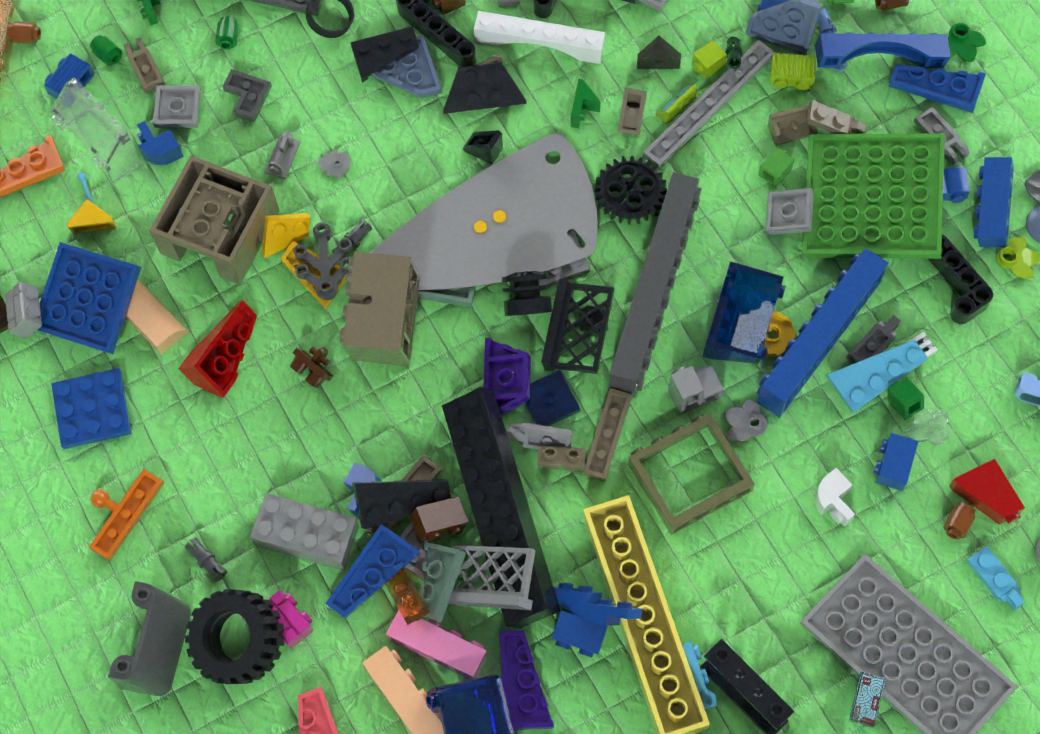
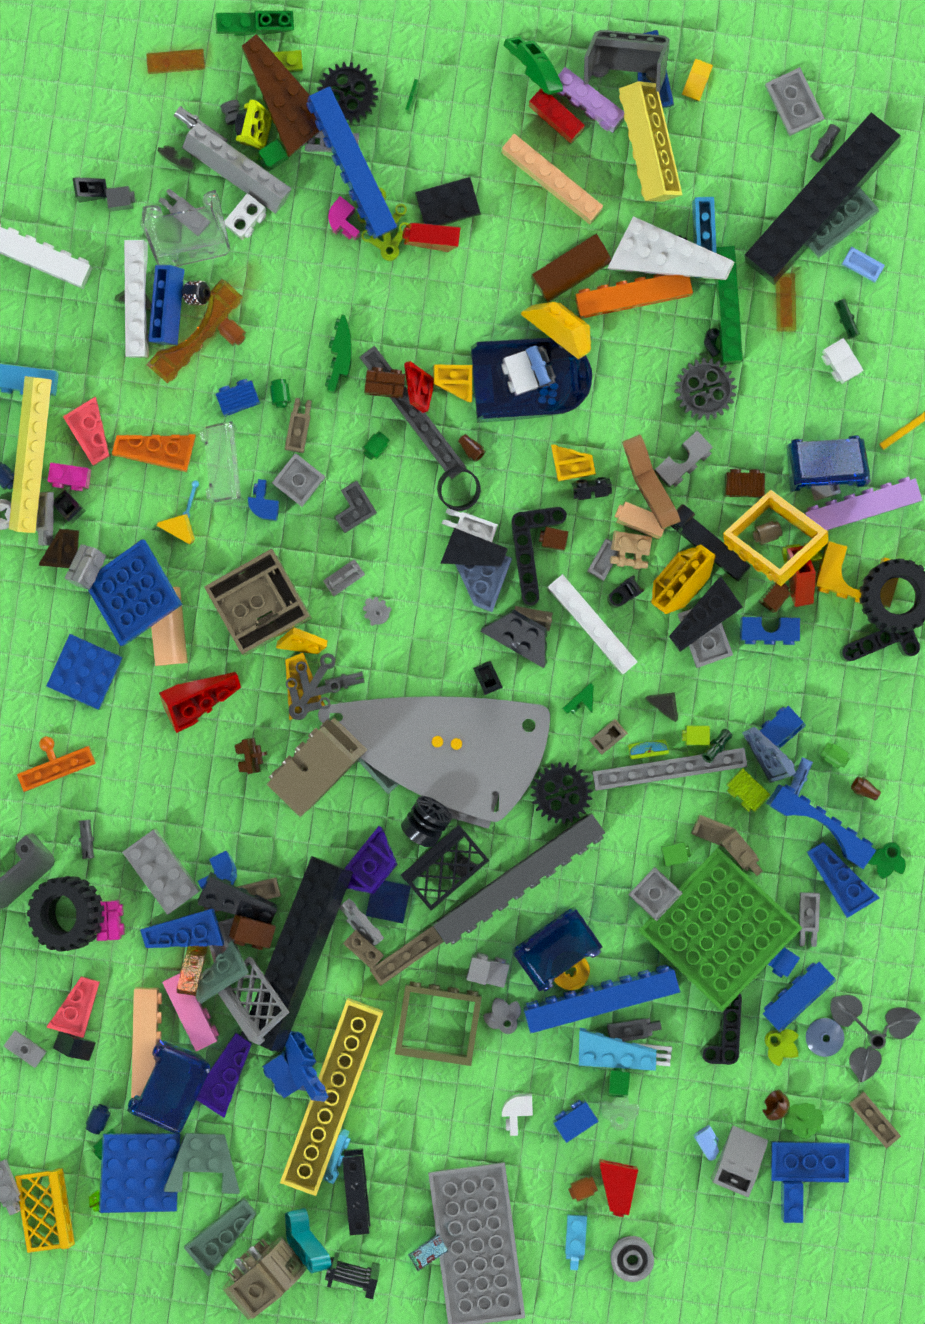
camera: 30 degrees right, 20 degrees up
(359, 33) = (472, 525): none -> white hinge

